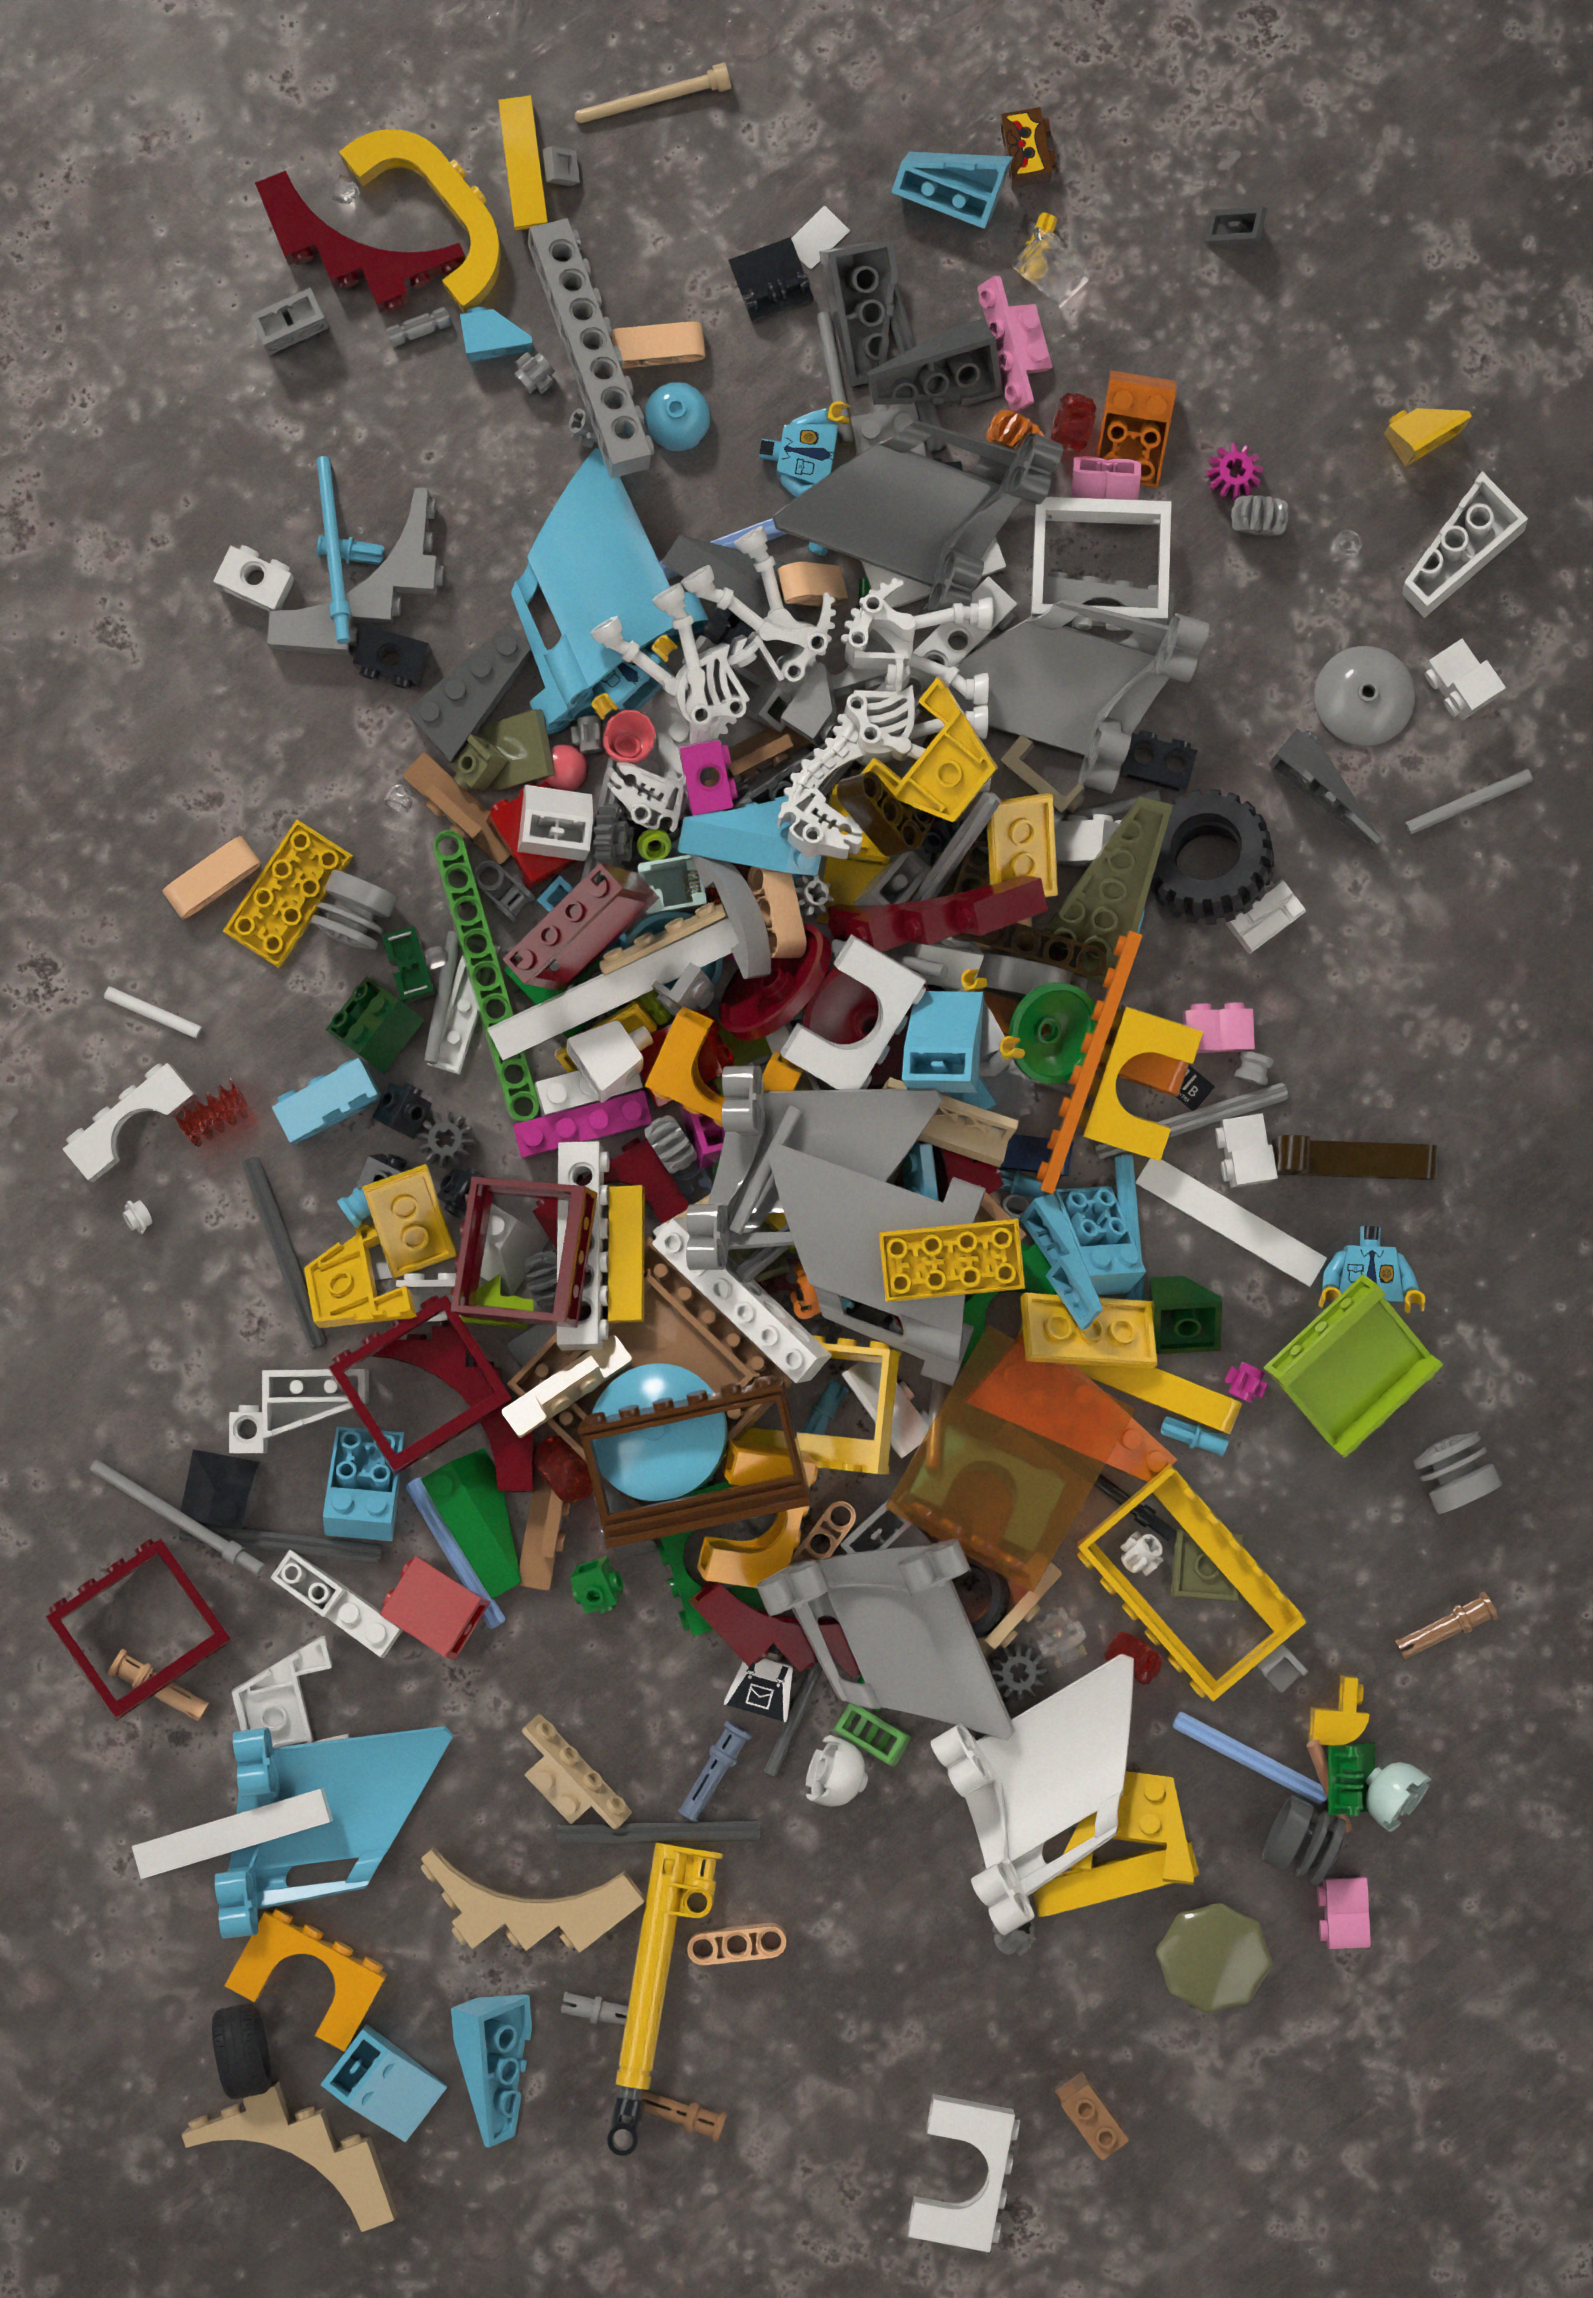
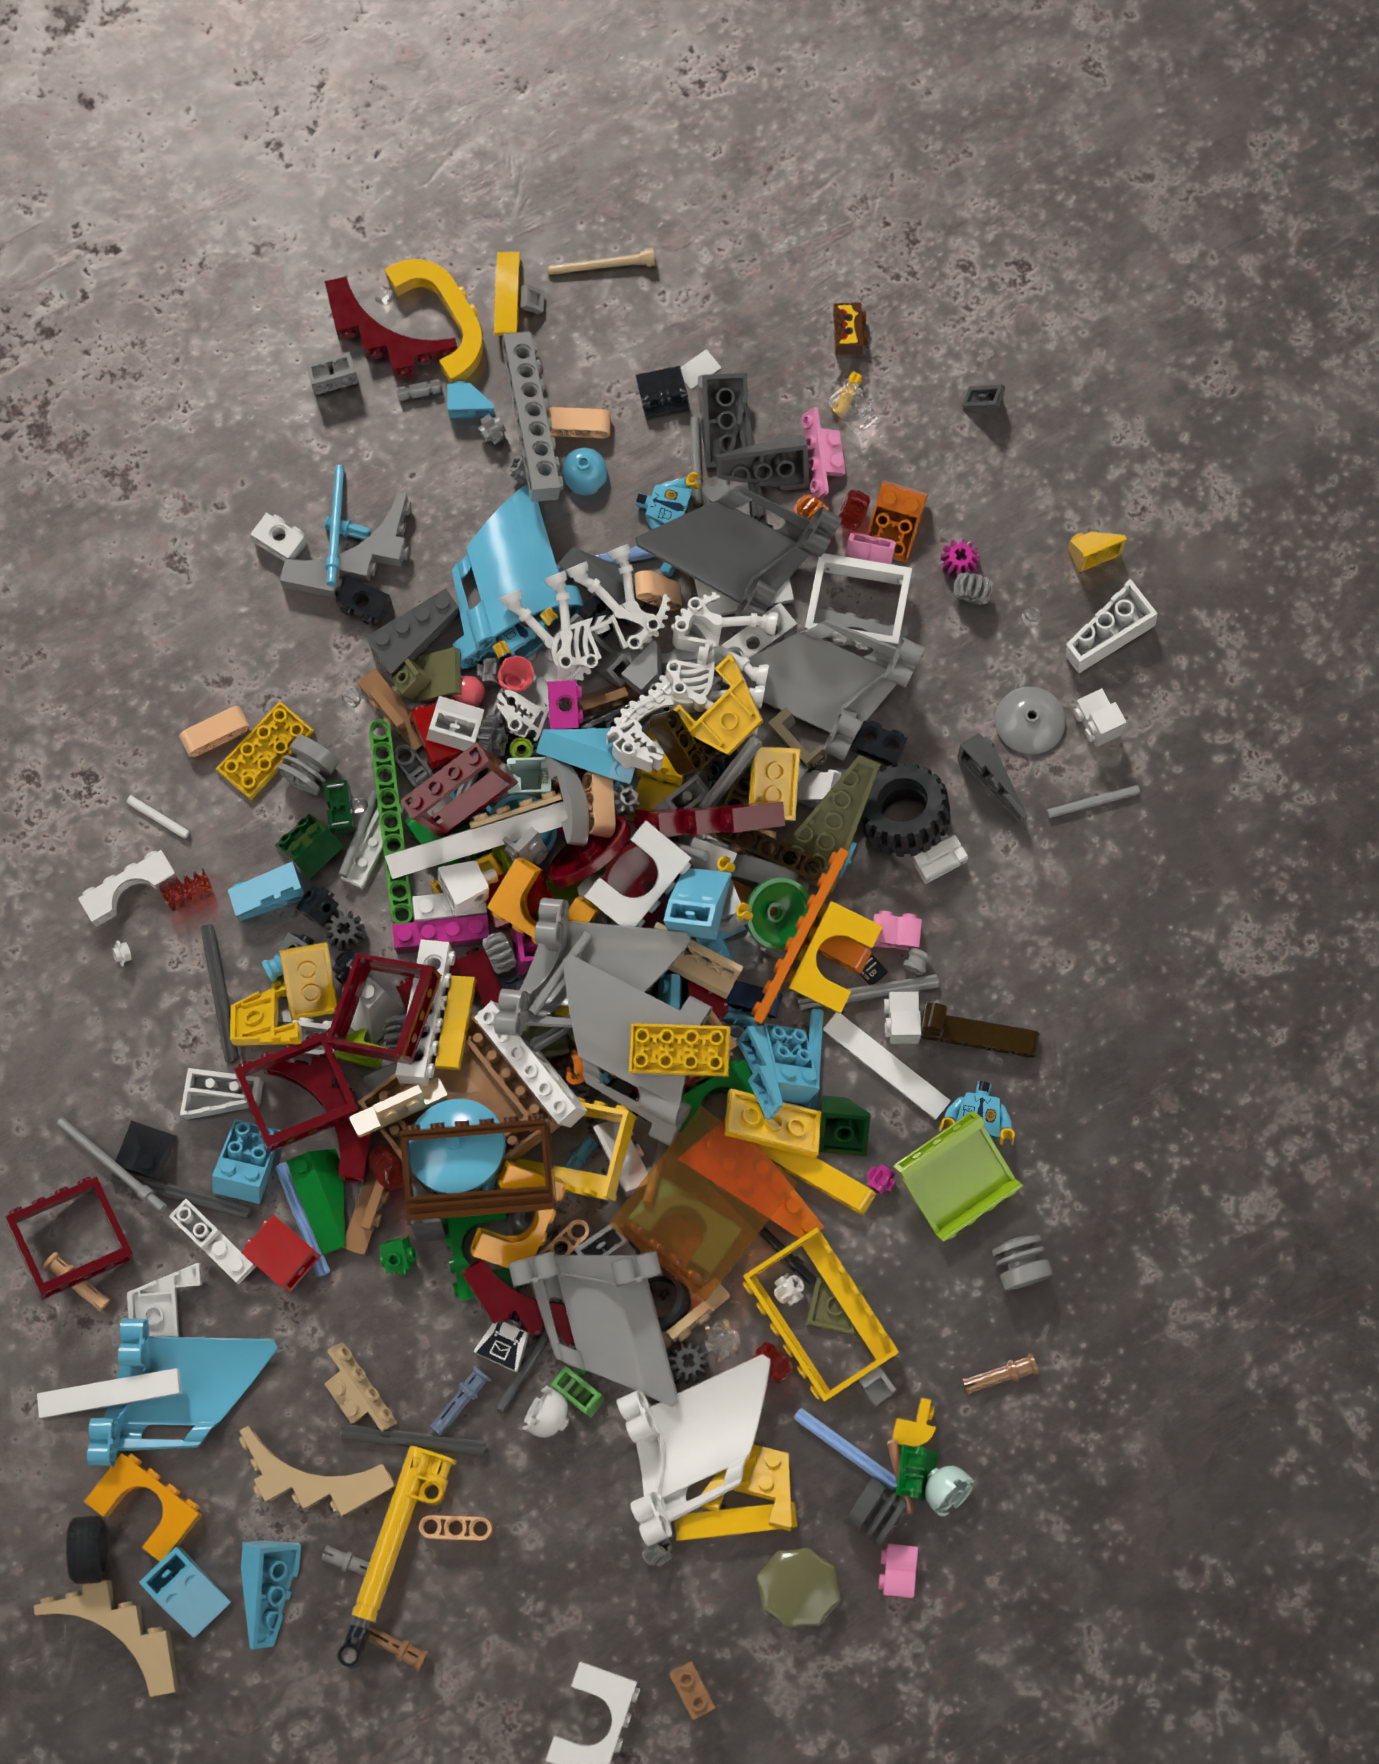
camera: 10 degrees right, 10 degrees down
(237, 1442) = (170, 1122): white brick -> none
(954, 183) = (795, 344): medium azure wedge -> none
(1194, 1435) = (838, 1212): medium azure axle -> none

